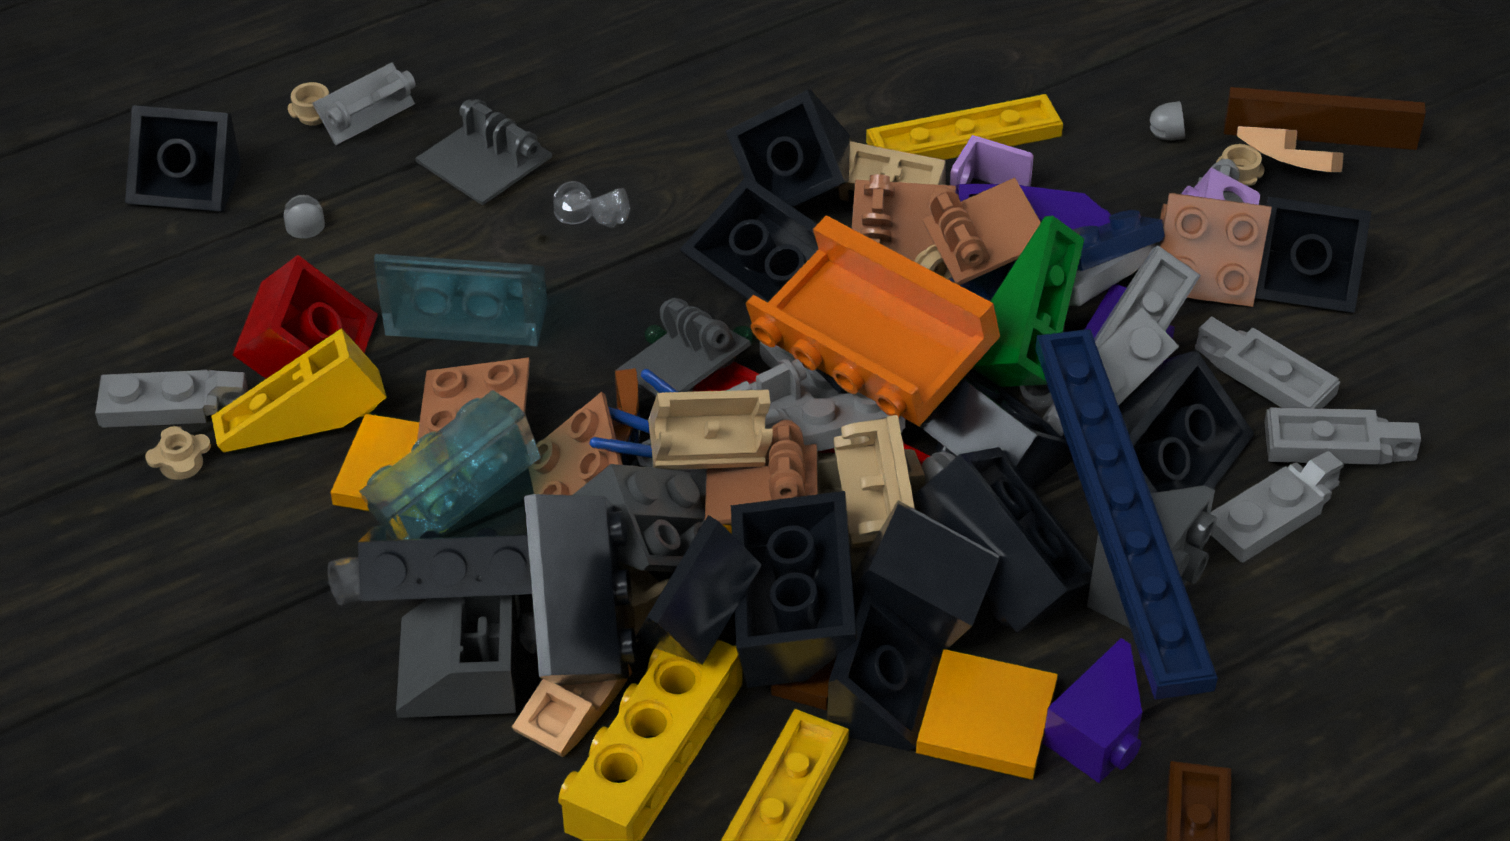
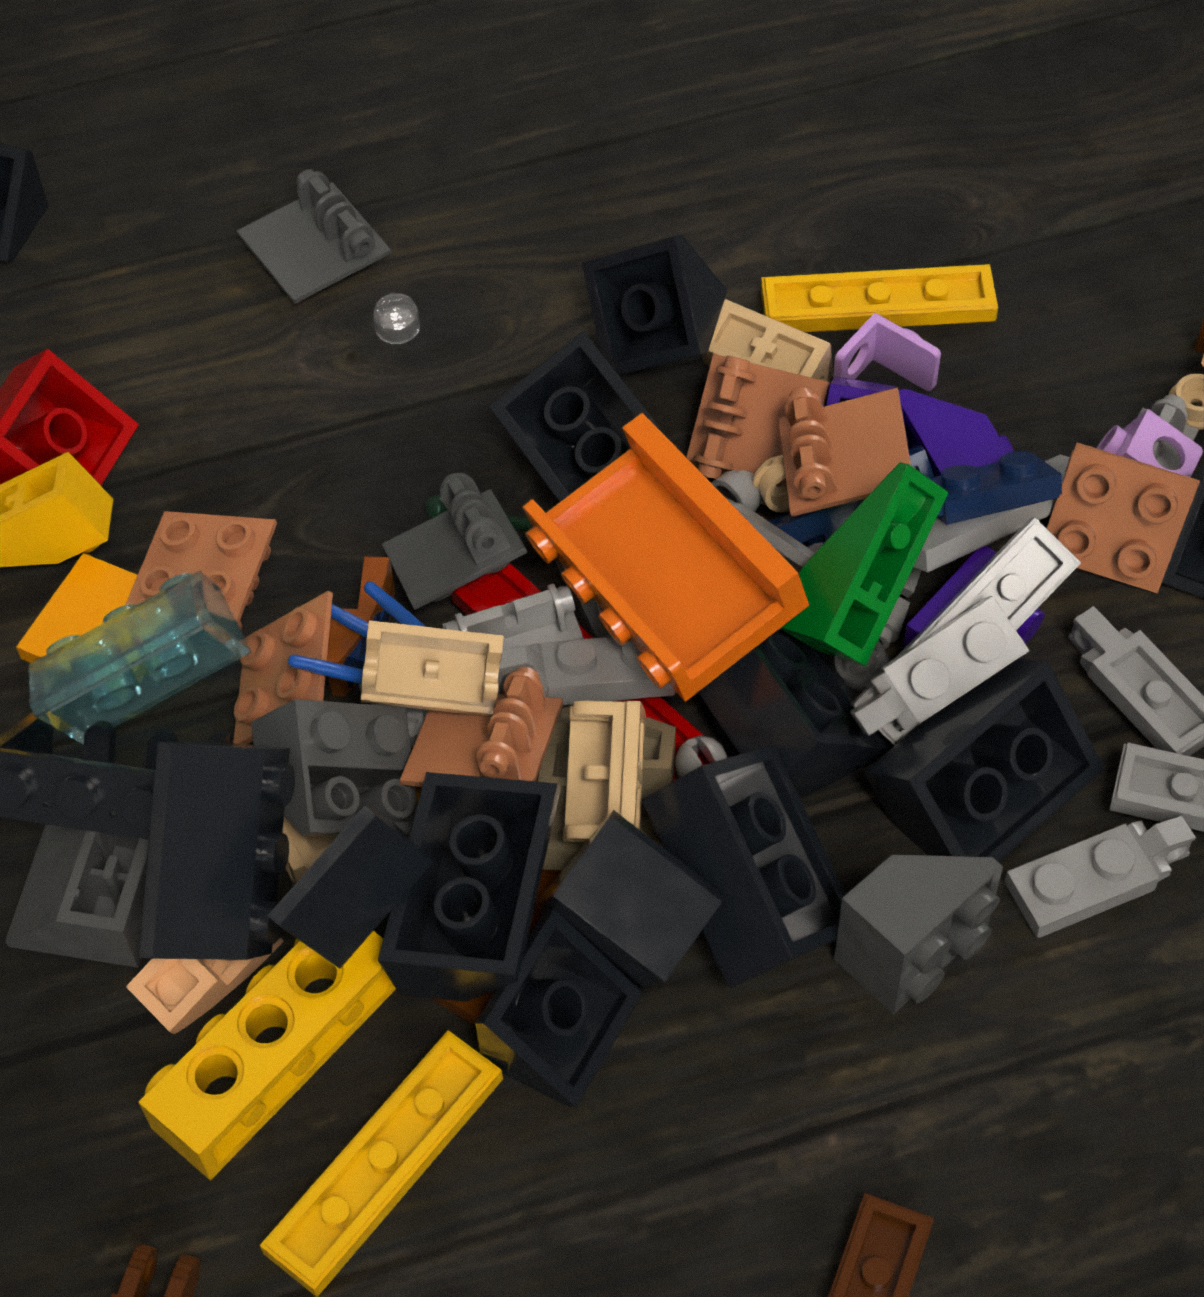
camera: 15 degrees right, 10 degrees up
(302, 100) = (141, 141): tan plate -> none
(303, 217) = (93, 286): light grey hinge -> none
(365, 102) = (199, 150): light grey hinge -> none
(461, 299) = (227, 425): clear light blue slope -> none
(611, 208) = (434, 328): clear hinge -> none
(987, 714) = (670, 1081): light orange tile -> none
(1098, 716) = (794, 1116): dark purple slope -> none
(1125, 517) = (879, 886): dark blue tile -> none
(1168, 122) = (1127, 326): light grey hinge -> none

